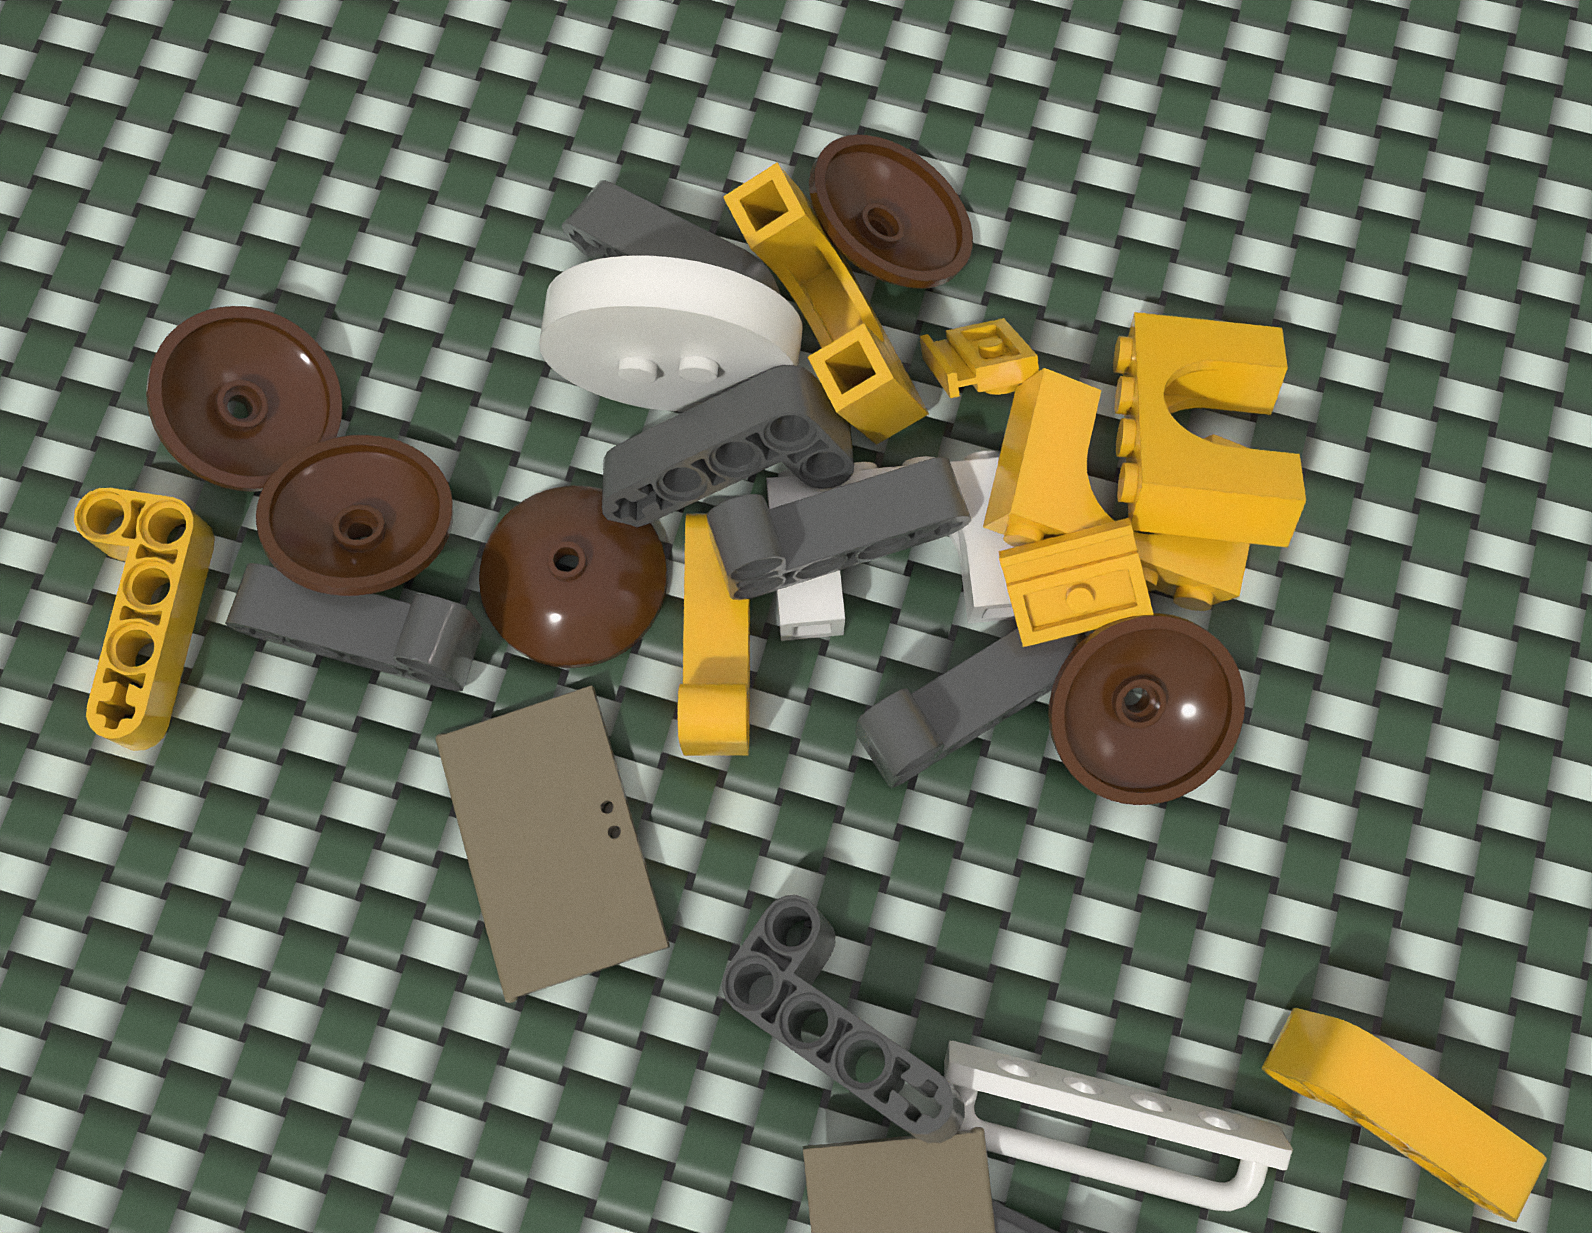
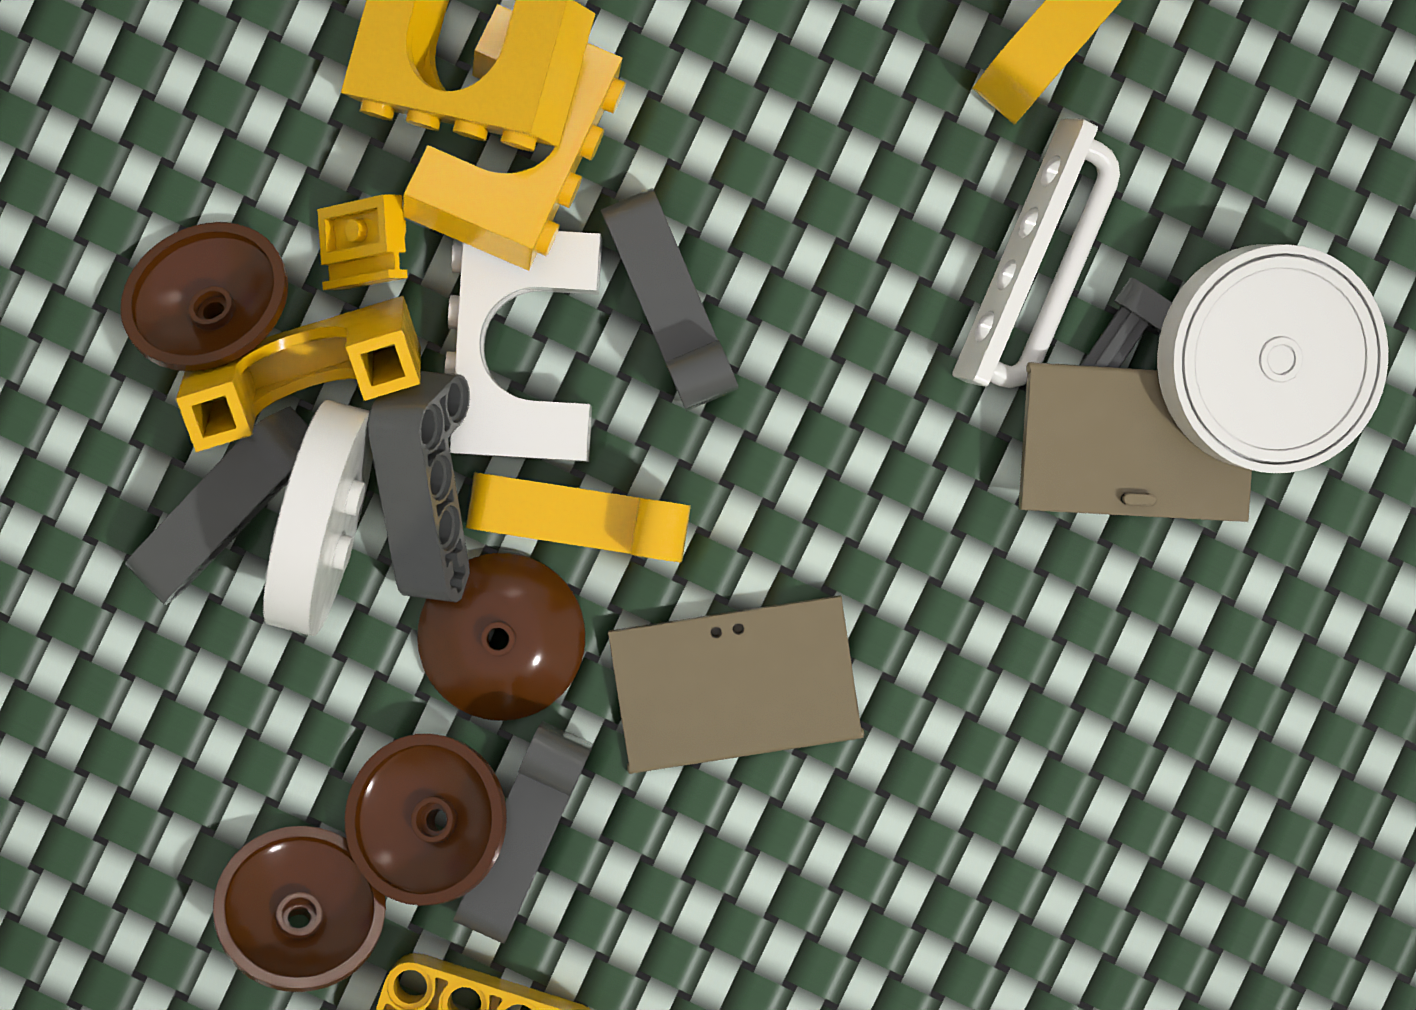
camera: 75 degrees left, 15 degrees up
(834, 529) = (513, 396): dark grey beam -> none
(846, 1036) = (937, 459): dark grey beam -> none
(1075, 582) = (596, 202): yellow plate -> none
(1174, 732) = (733, 153): reddish brown dish -> none

